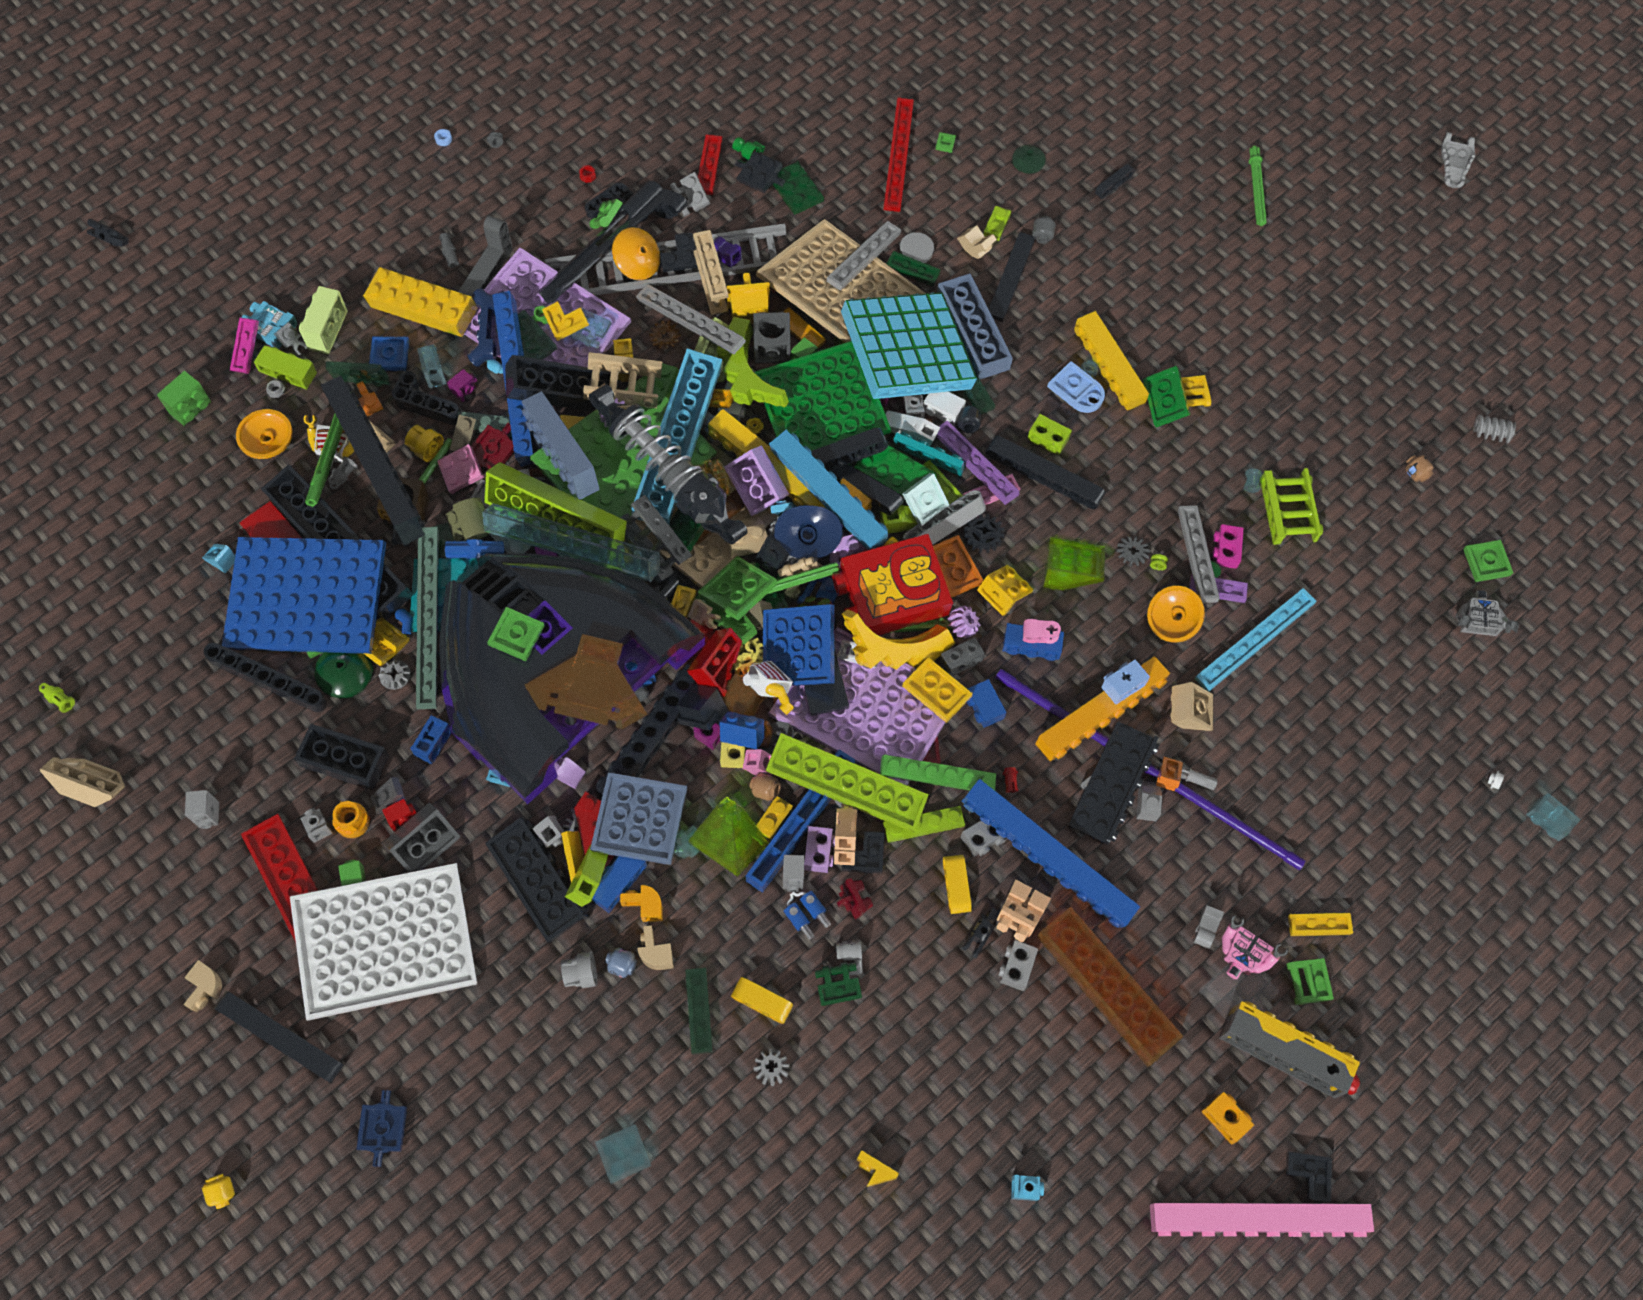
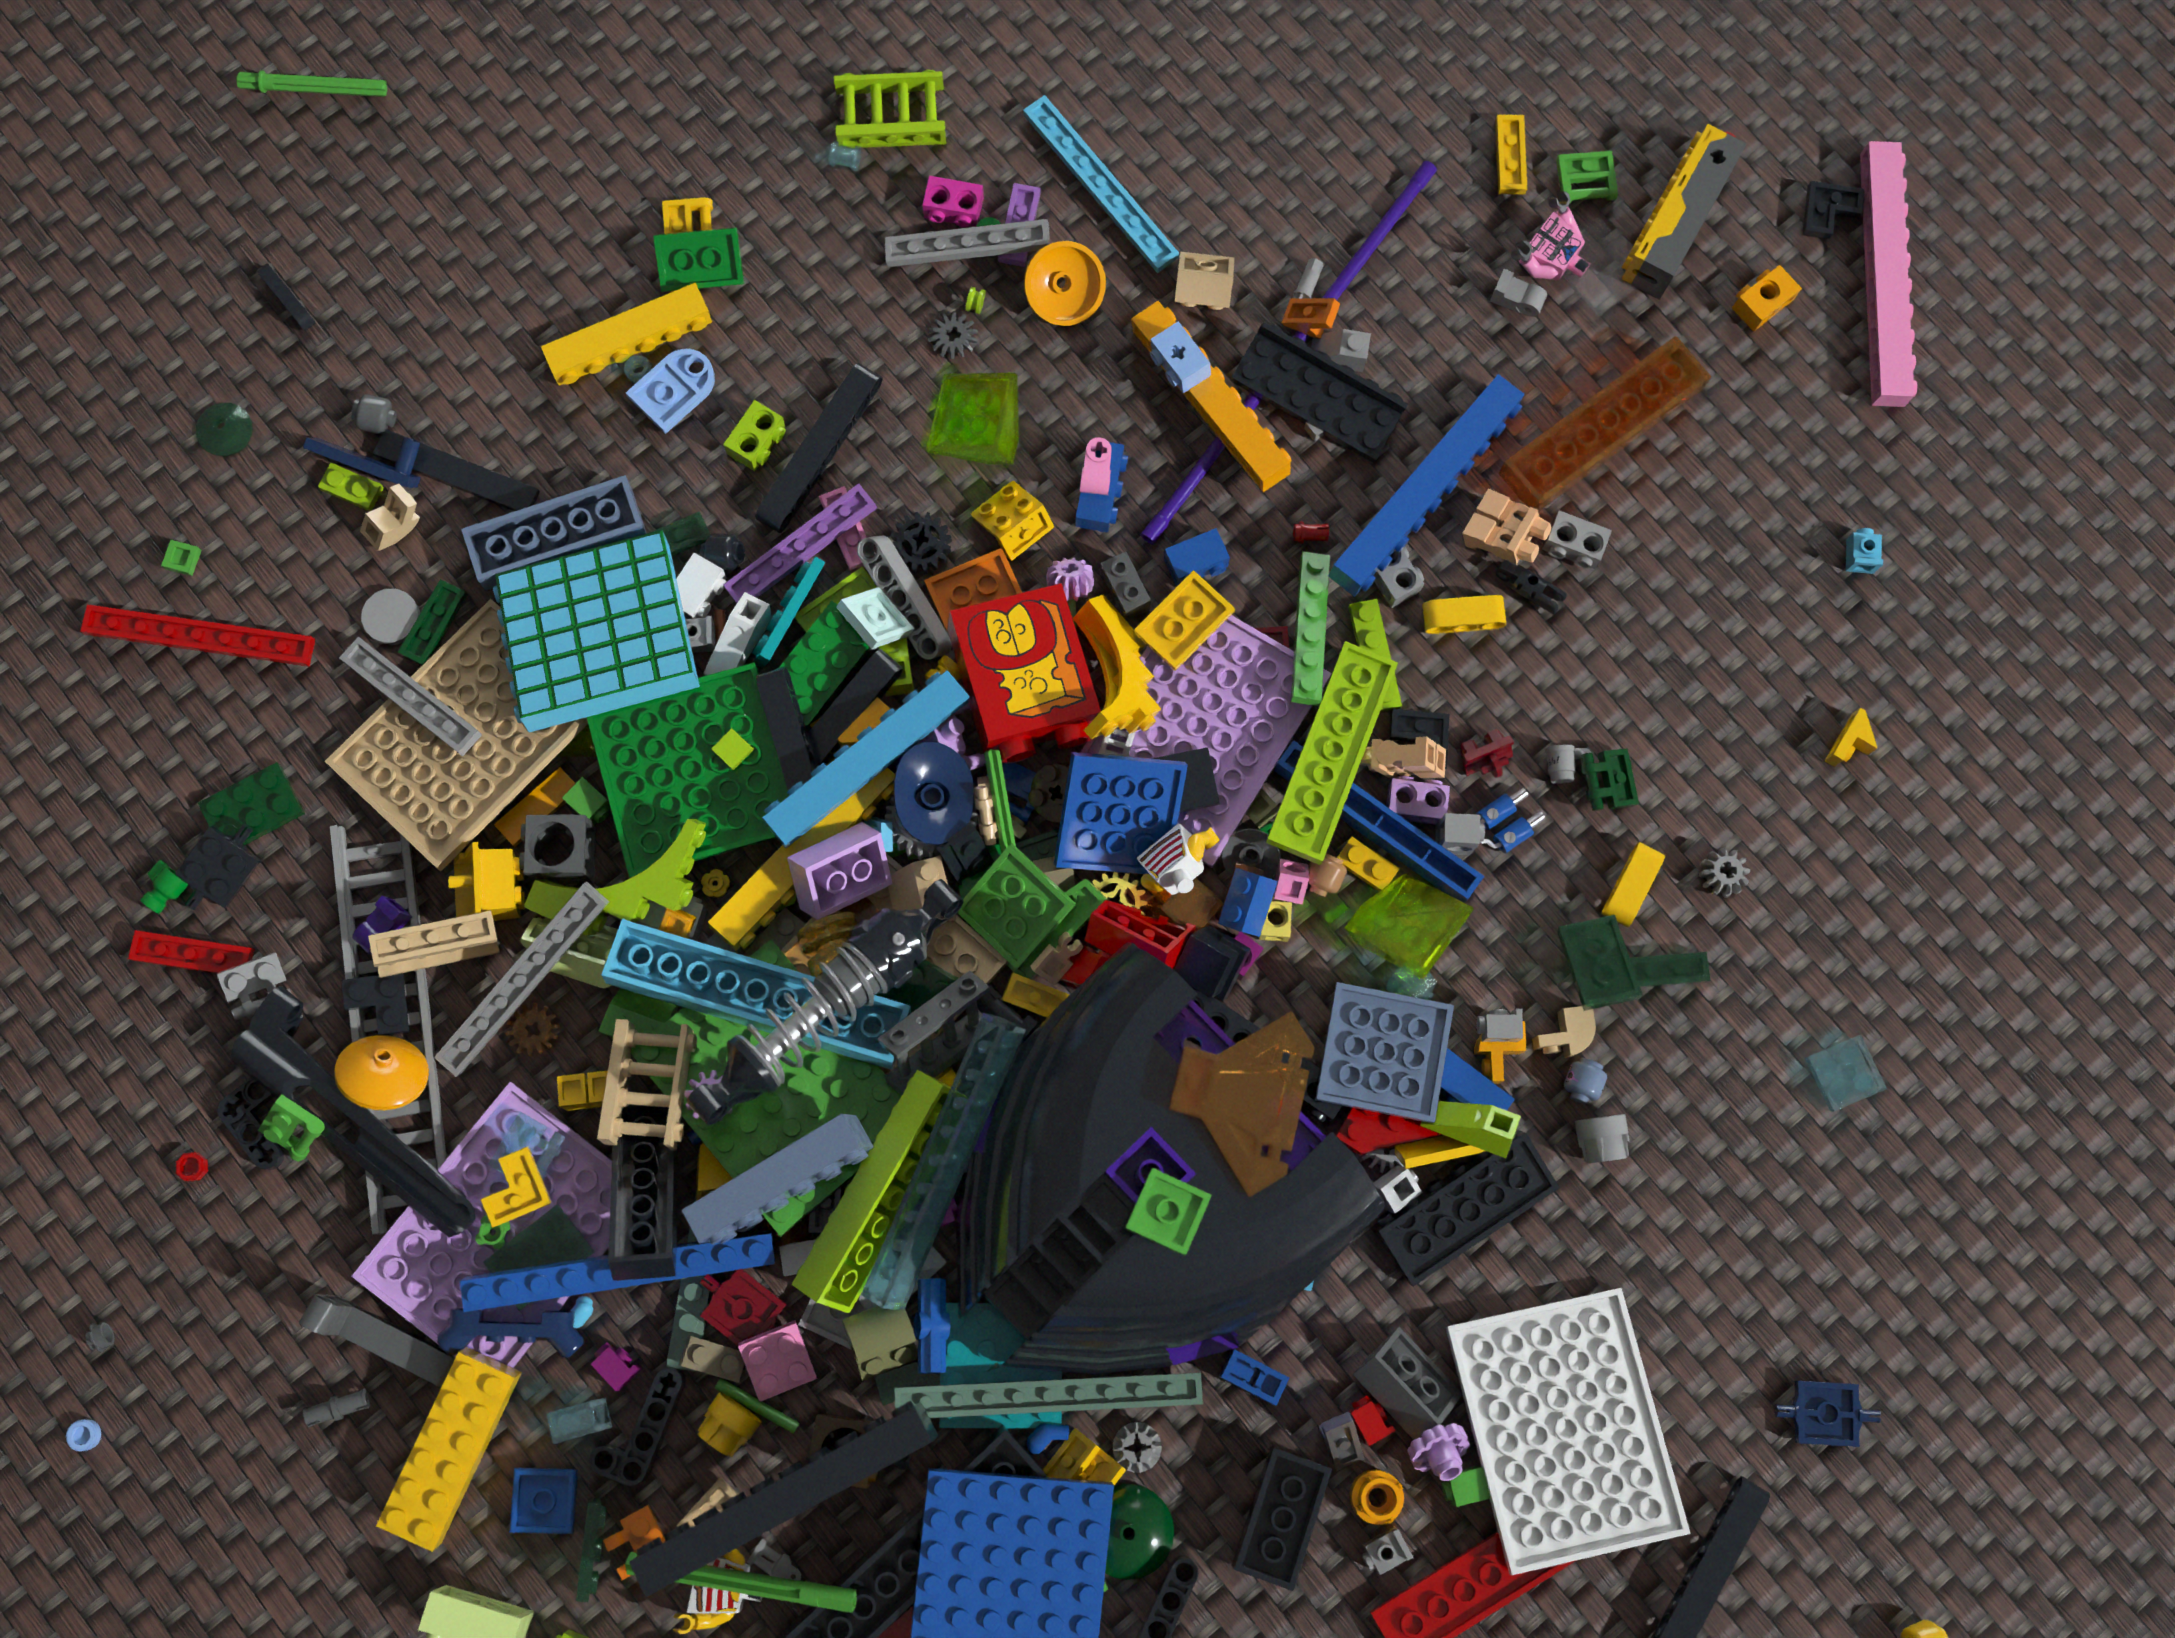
camera: 90 degrees left, 10 degrees up
(374, 855) = (1440, 1451): none -> lavender plant
(656, 895) = (1500, 1026): none -> light grey brick
(702, 969) = (1599, 962): none -> clear green plate
(834, 419) = (732, 749): none -> lime tile
(1006, 243) = (399, 474): none -> dark blue piece

